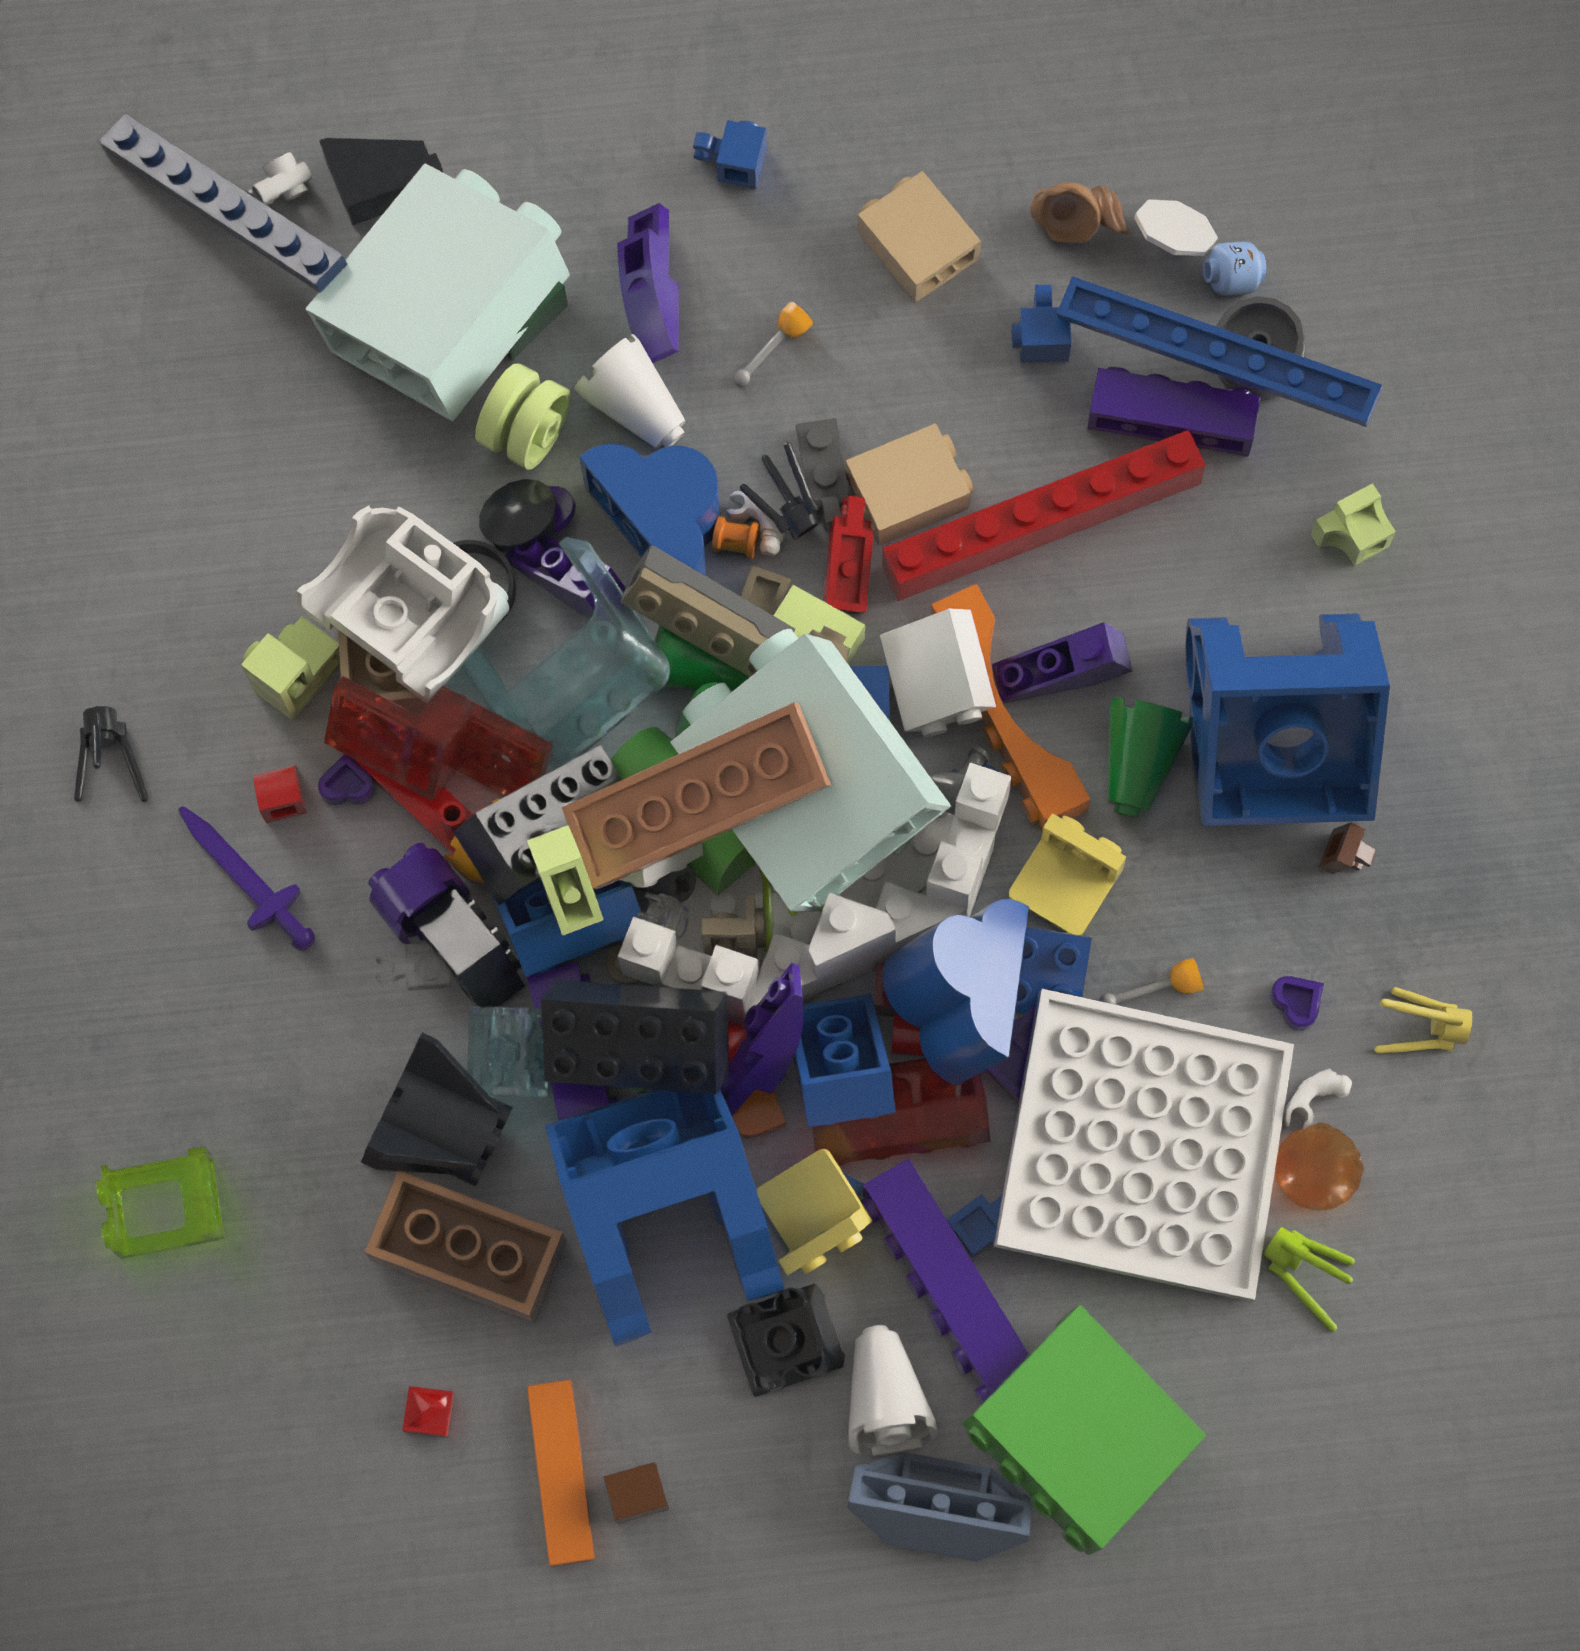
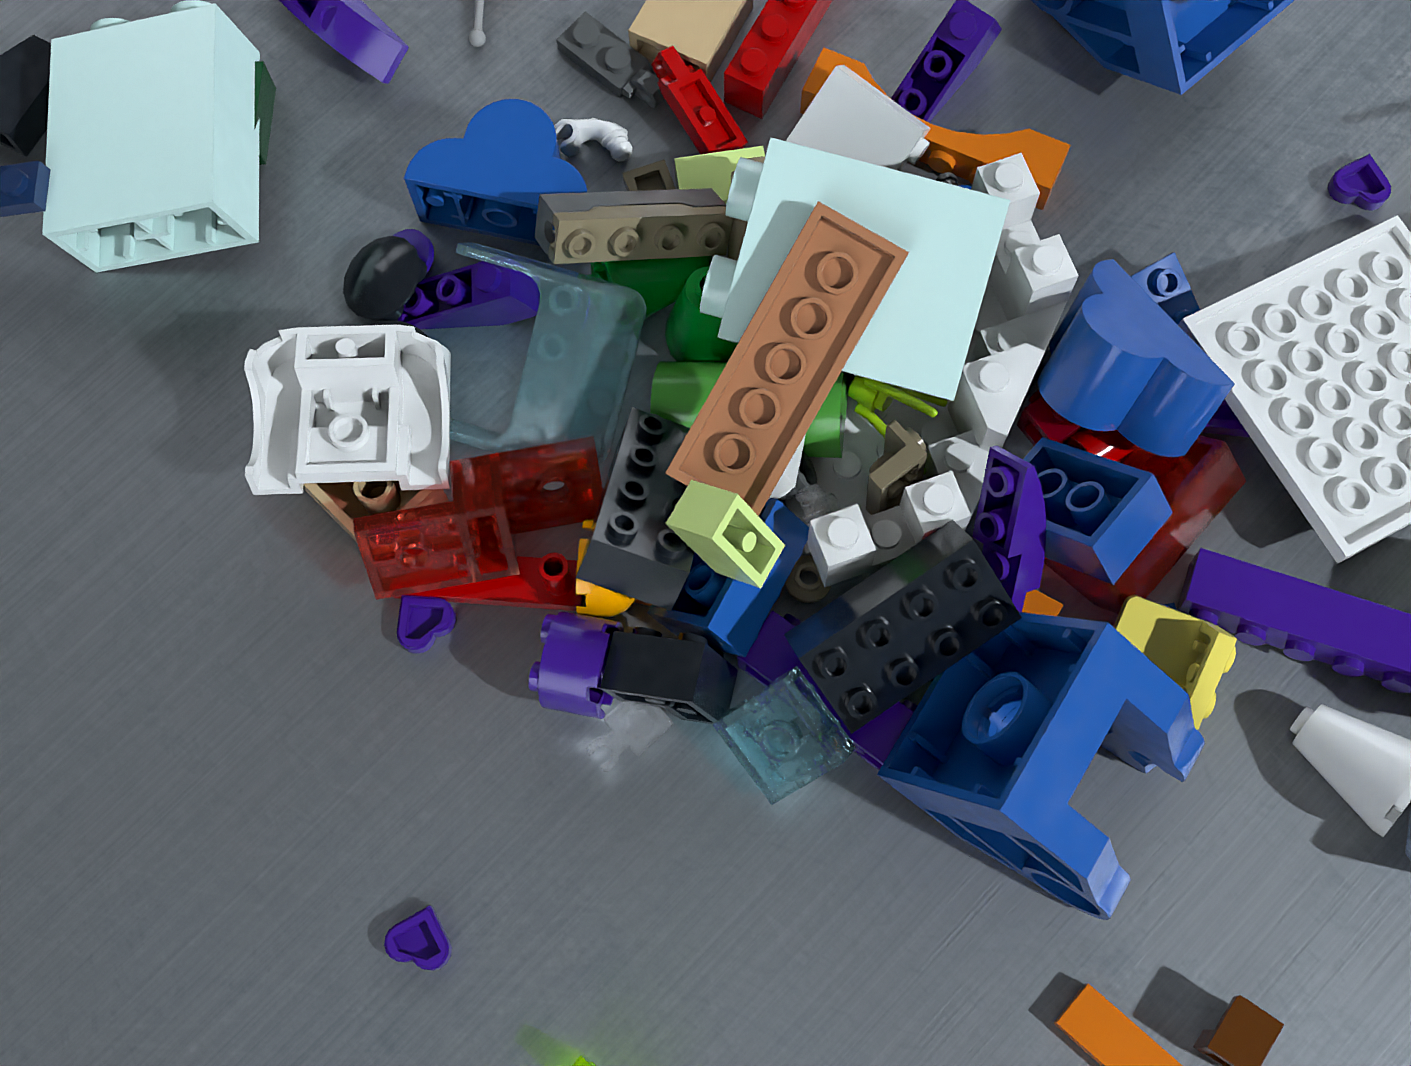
camera: 40 degrees left, 0 degrees up
(100, 732) = (154, 753): black plant -> none
(169, 993) = (419, 940): none -> dark purple tile
(270, 905) = (447, 783): dark purple sword -> none
(279, 794) = (371, 677): red brick -> none
(292, 667) = (288, 556): yellowish green brick -> none
(437, 1119) = (774, 849): black brick -> none
(465, 1246) = (898, 942): medium nougat brick -> none
(523, 416) = (318, 190): yellowish green wheel -> none
(633, 394) = (399, 108): white cone -> none
(735, 537) = (591, 159): orange bush -> none
(786, 1339) = (1234, 791): black slope -> none
(798, 514) = (623, 106): black plant -> none
(976, 1224) = (1295, 550): blue plate -> none
(1068, 875) = (1102, 216): light yellow bracket -> none
(1141, 752) = (1071, 79): green cone -> none
(1183, 978) = (1262, 231): hinge -> none
(1347, 850) = (1289, 38): reddish brown tile -> none

